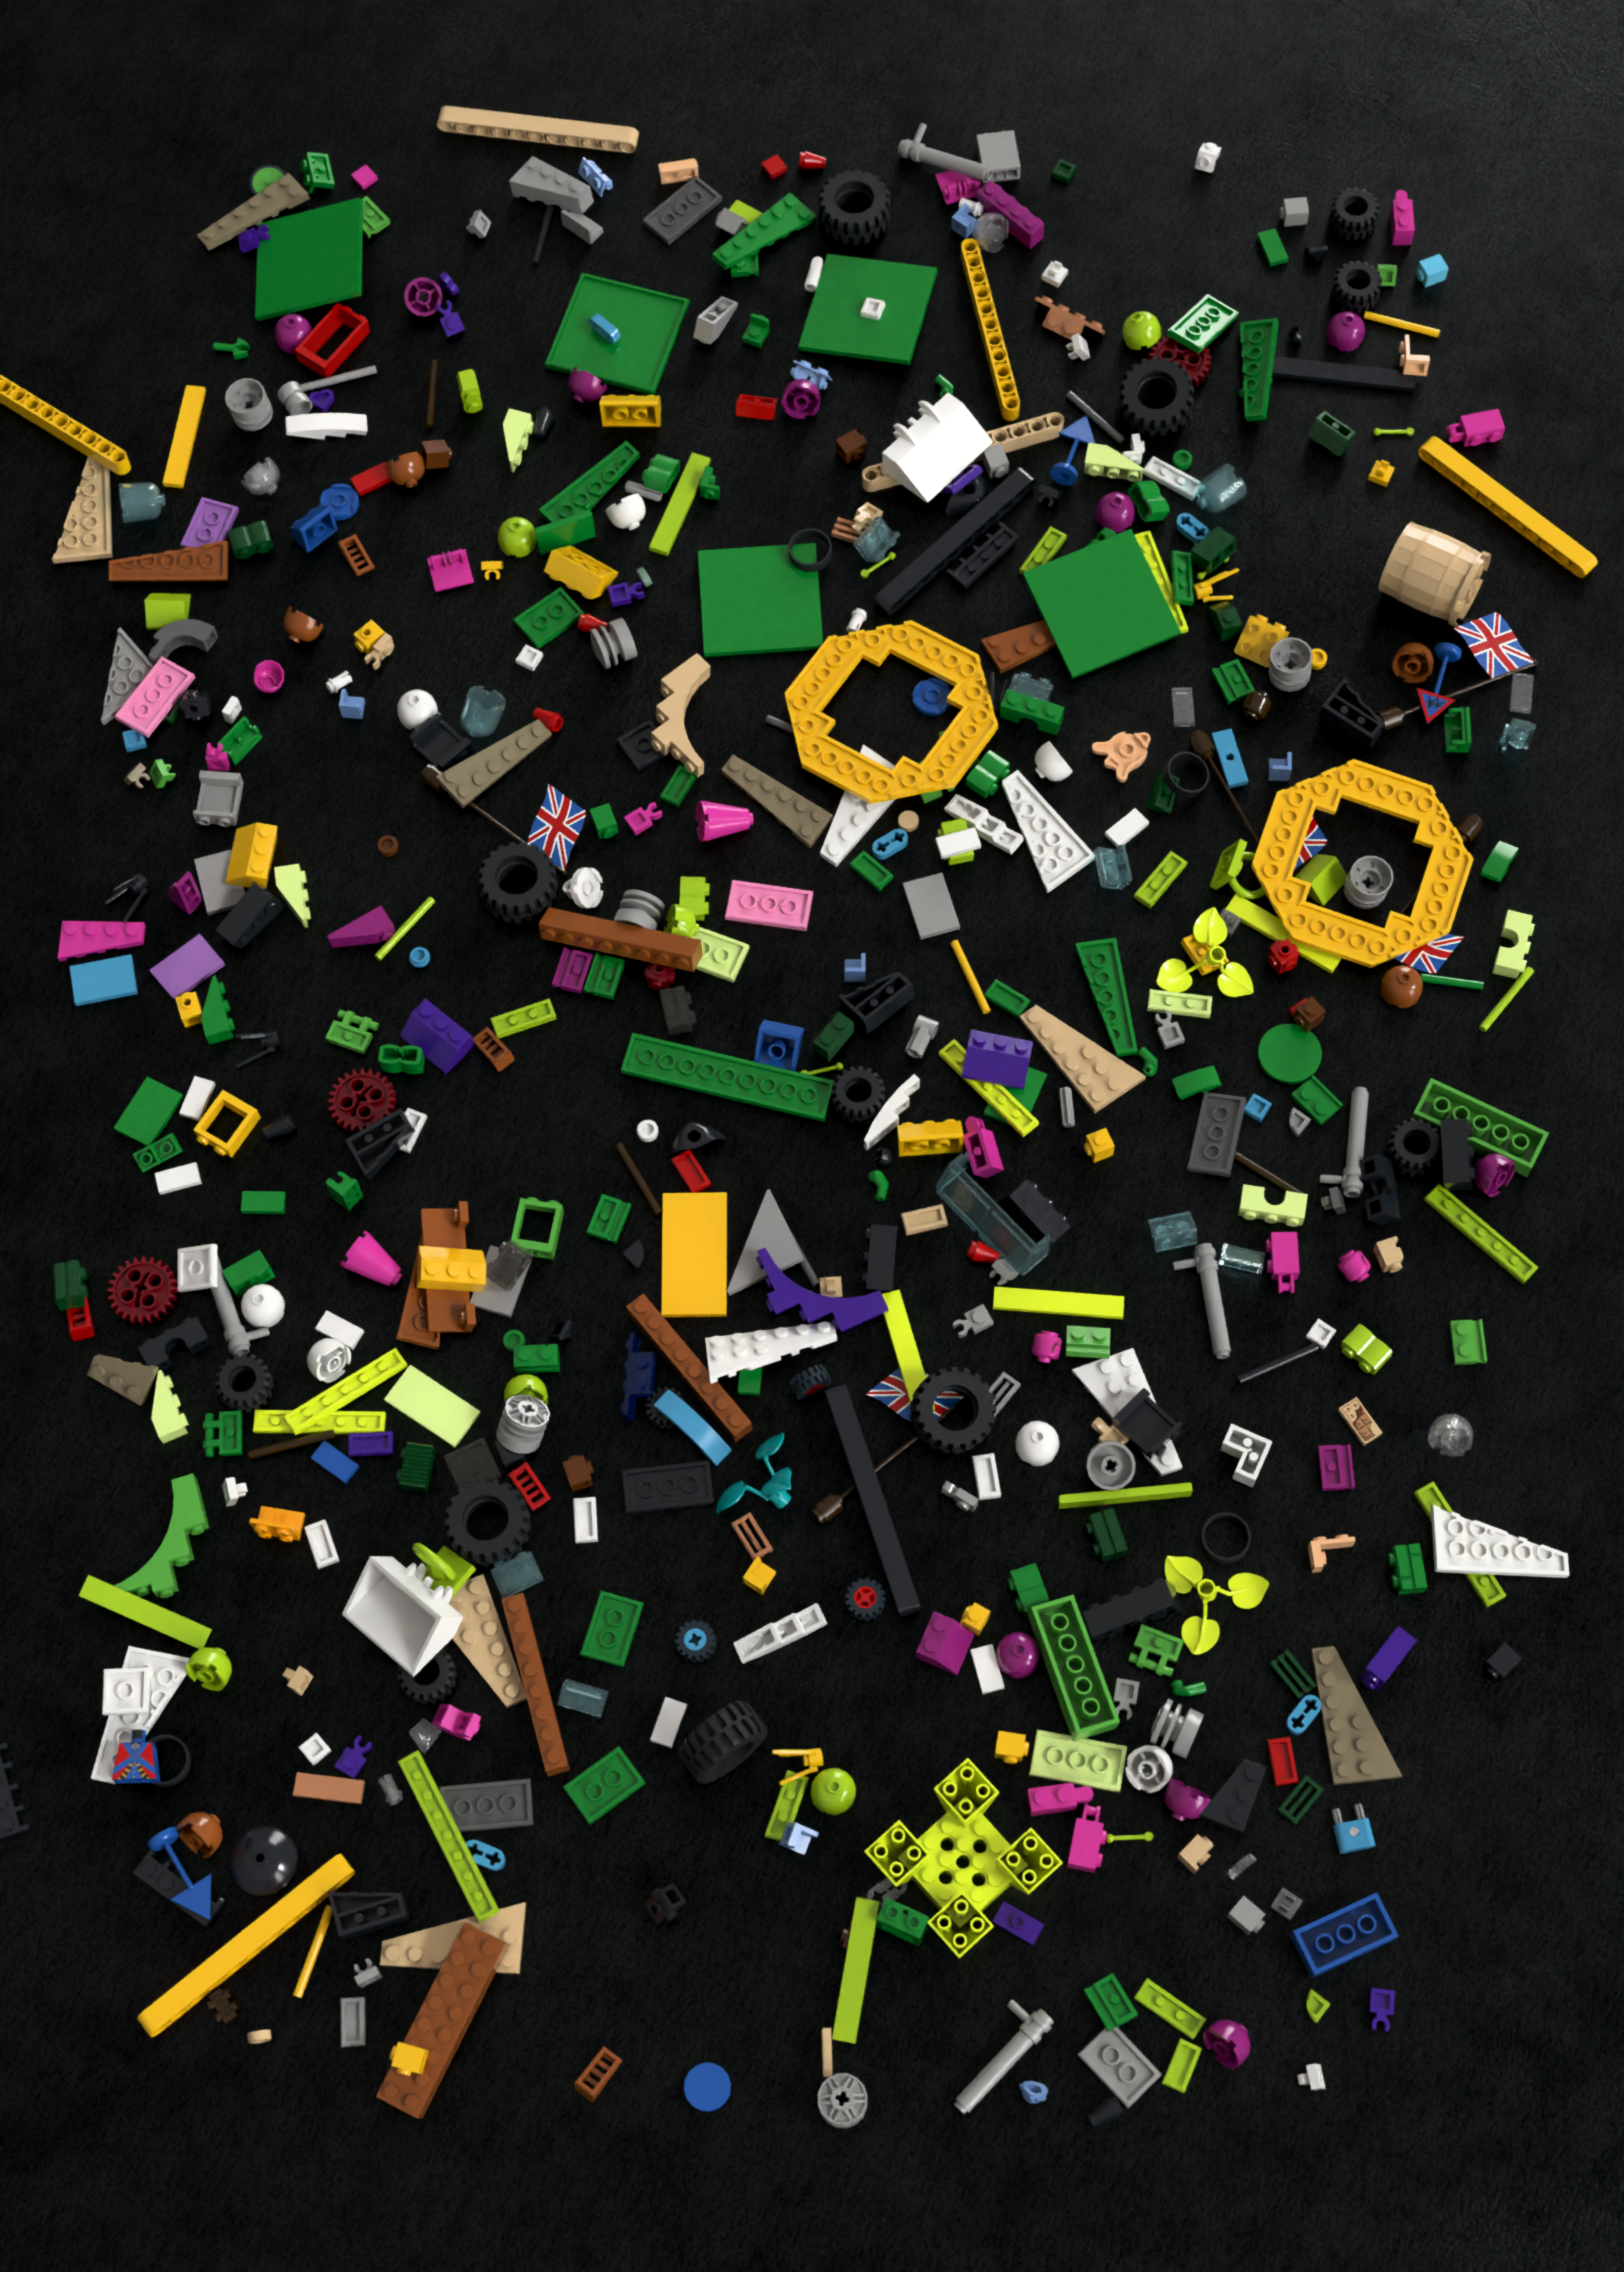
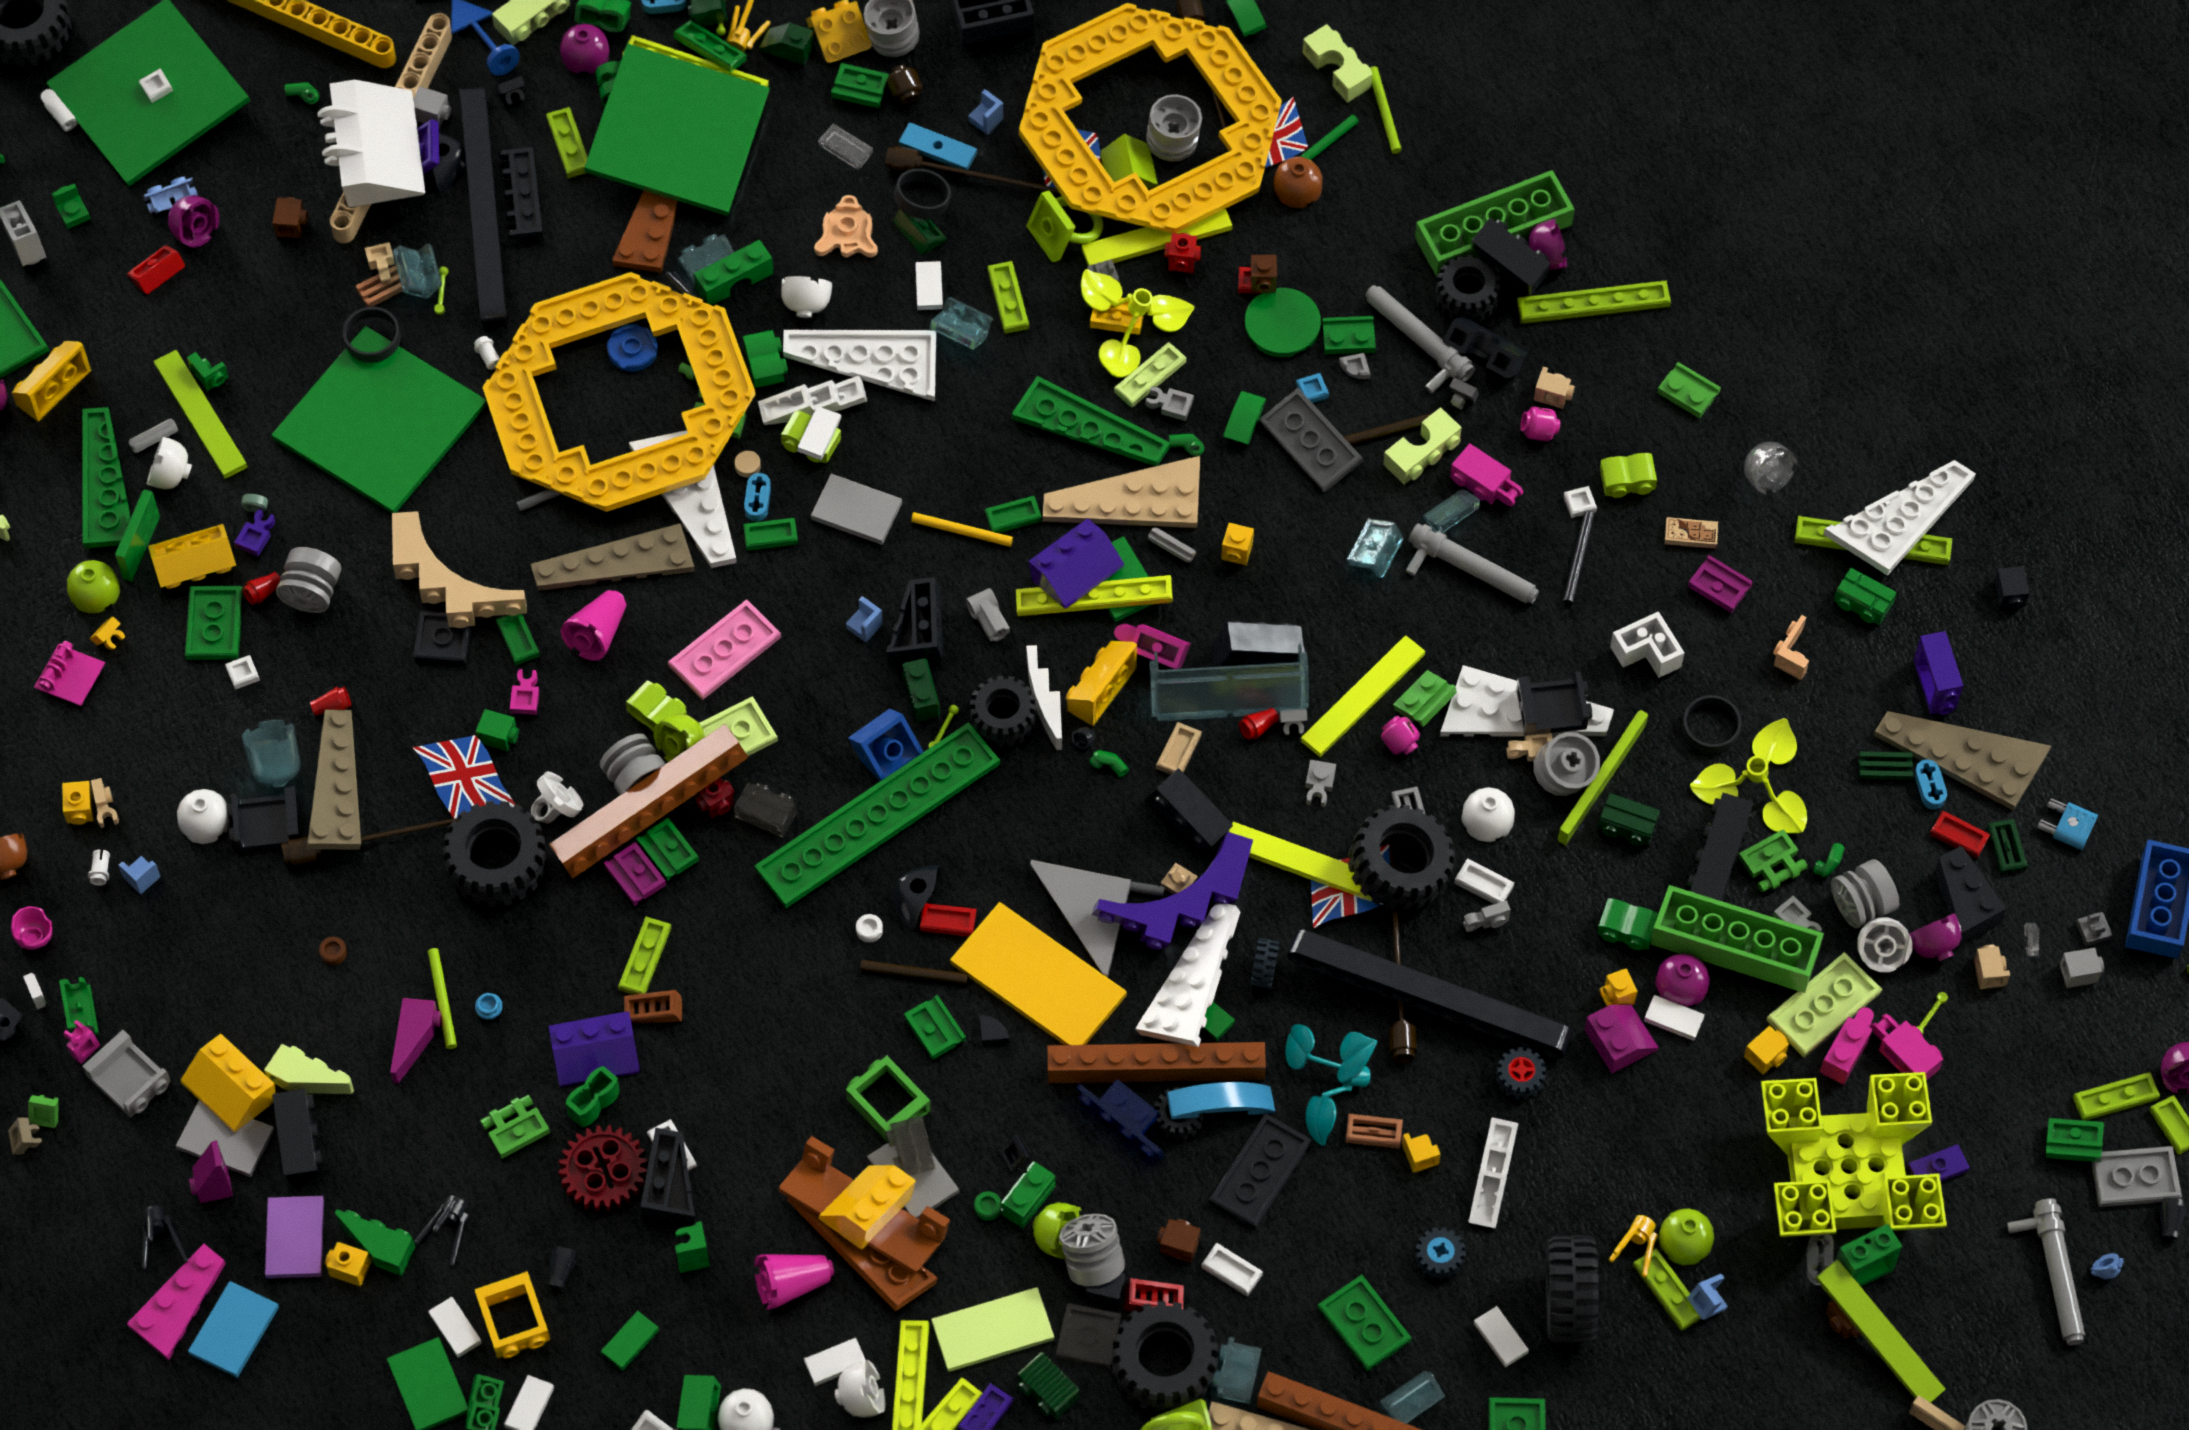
camera: 55 degrees left, 5 degrees down
(661, 473) = (152, 403): green brick -> none

